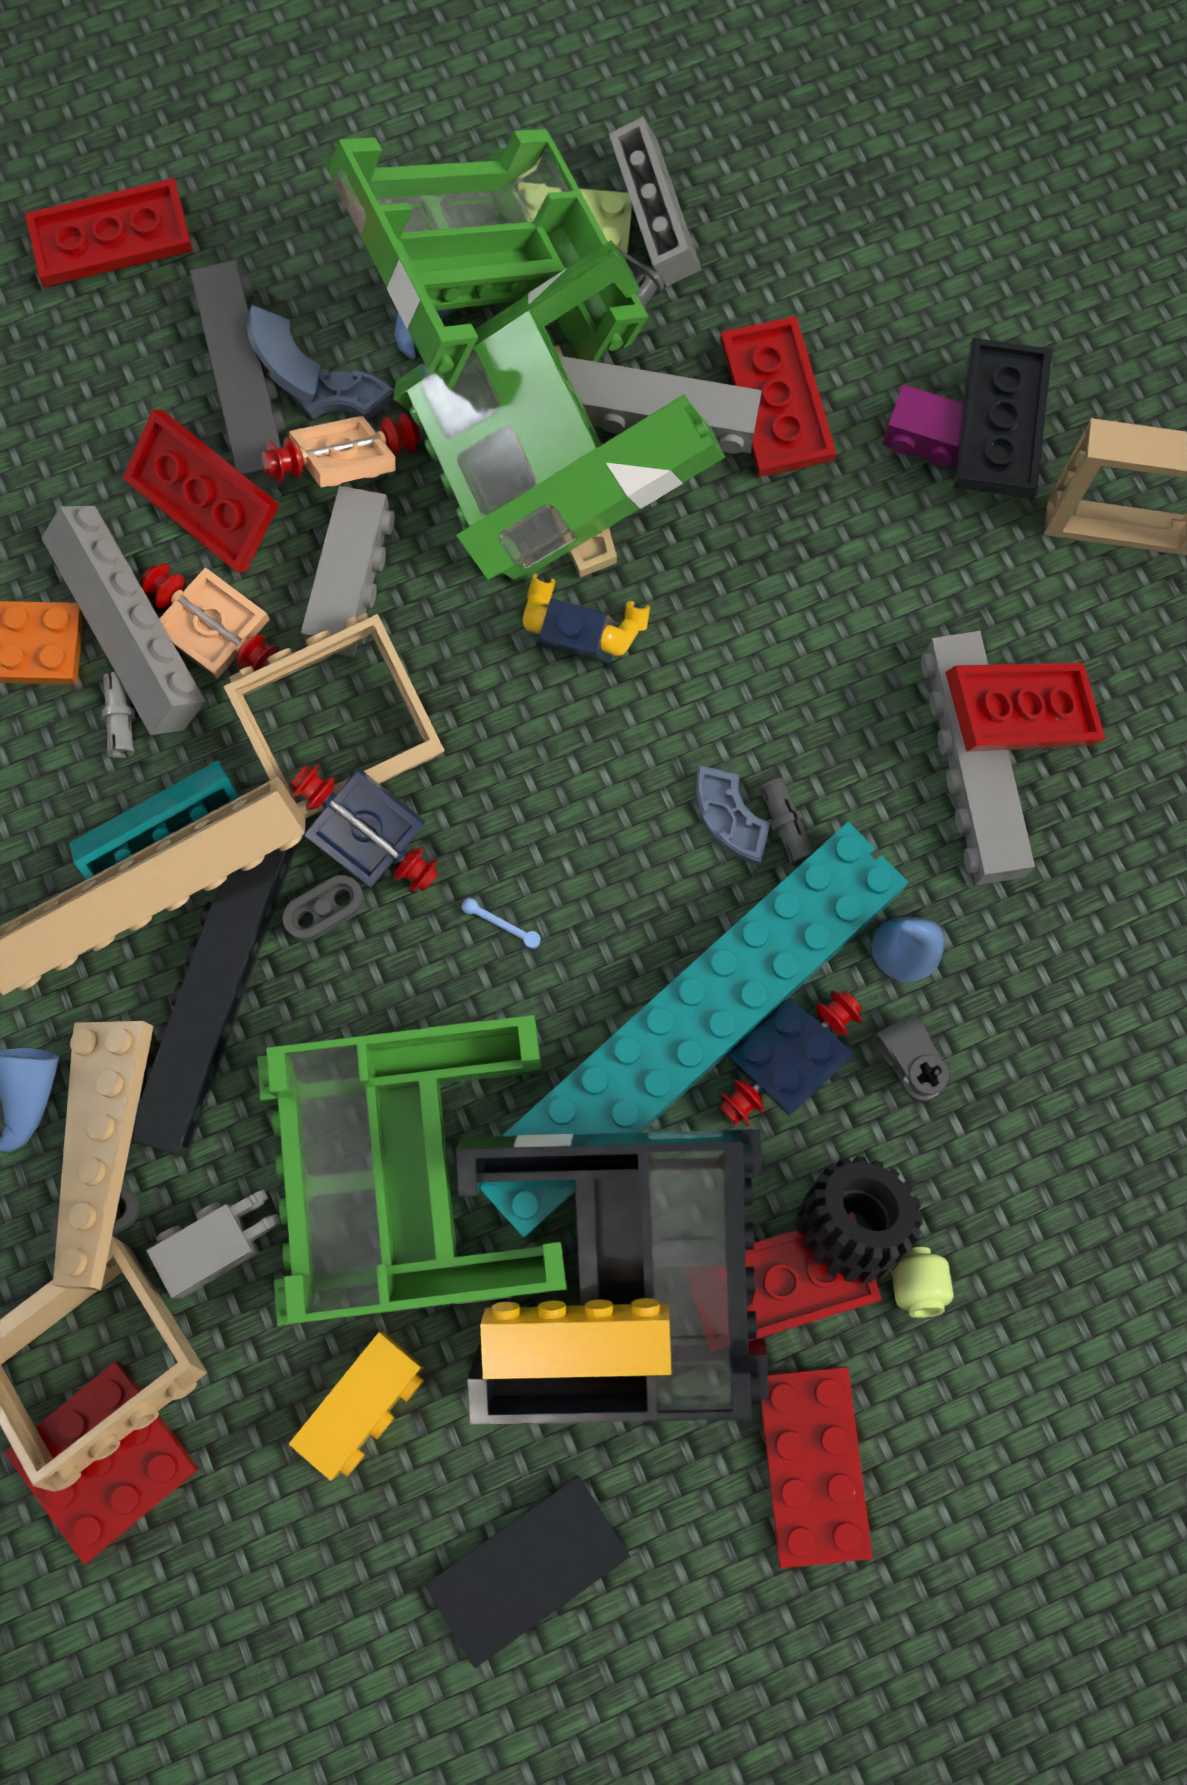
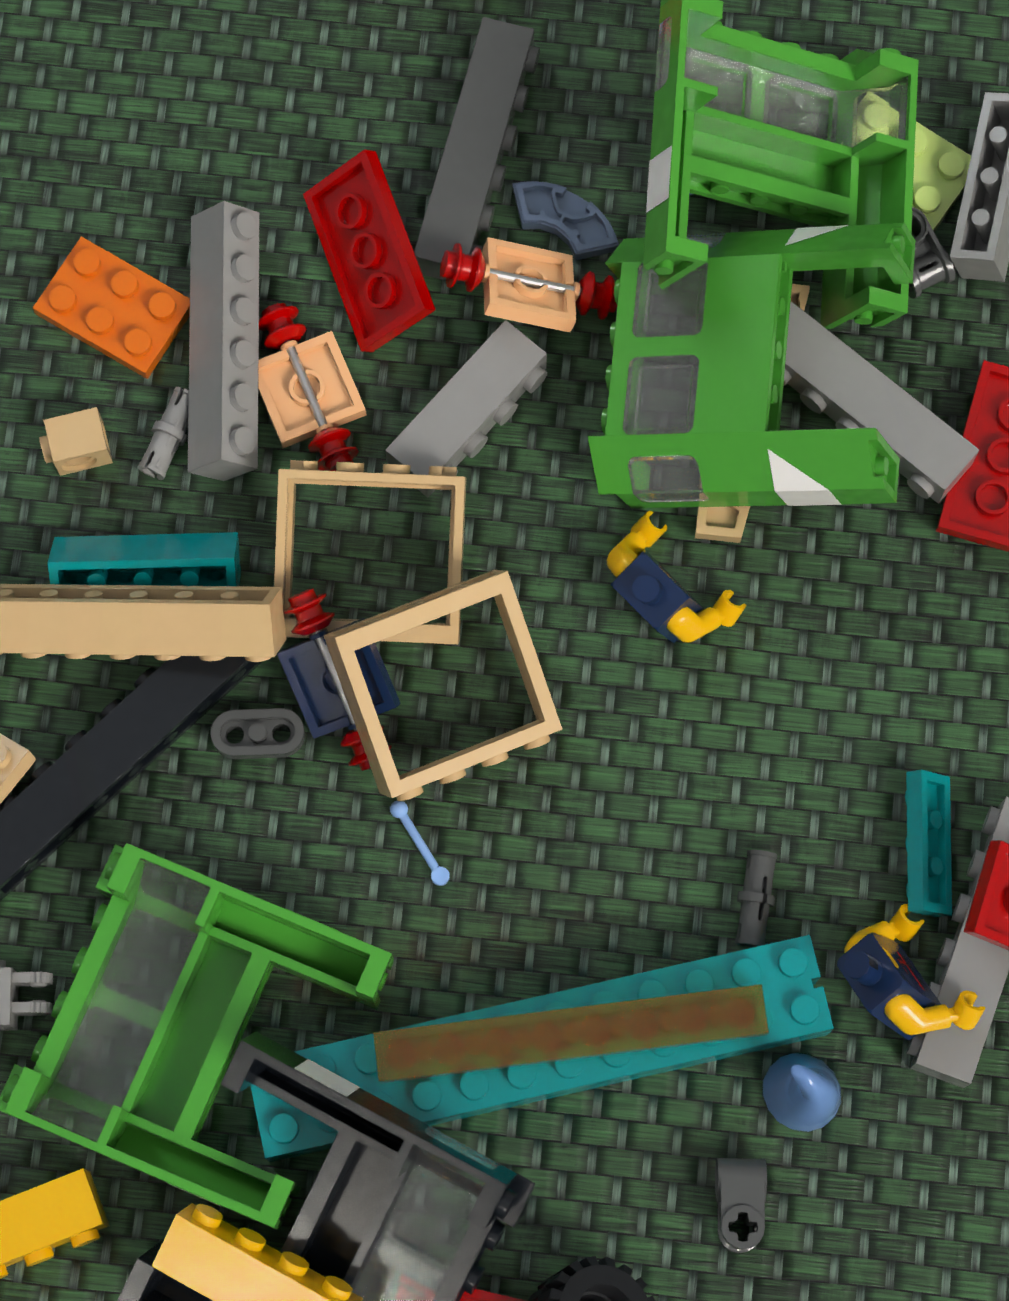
camera: 30 degrees right, 0 degrees up
(45, 760) = (76, 441): none -> tan brick
(274, 345) = (522, 152): sand blue tile -> none
(403, 840) = (346, 640): none -> tan window
(710, 1000) = (570, 1033): none -> clear orange plate
(727, 815) = (701, 860): sand blue tile -> none
(790, 1056) = (620, 1132): dark blue plate -> none
(892, 708) = (928, 843): none -> teal plate
(935, 825) = (894, 987): none -> torso

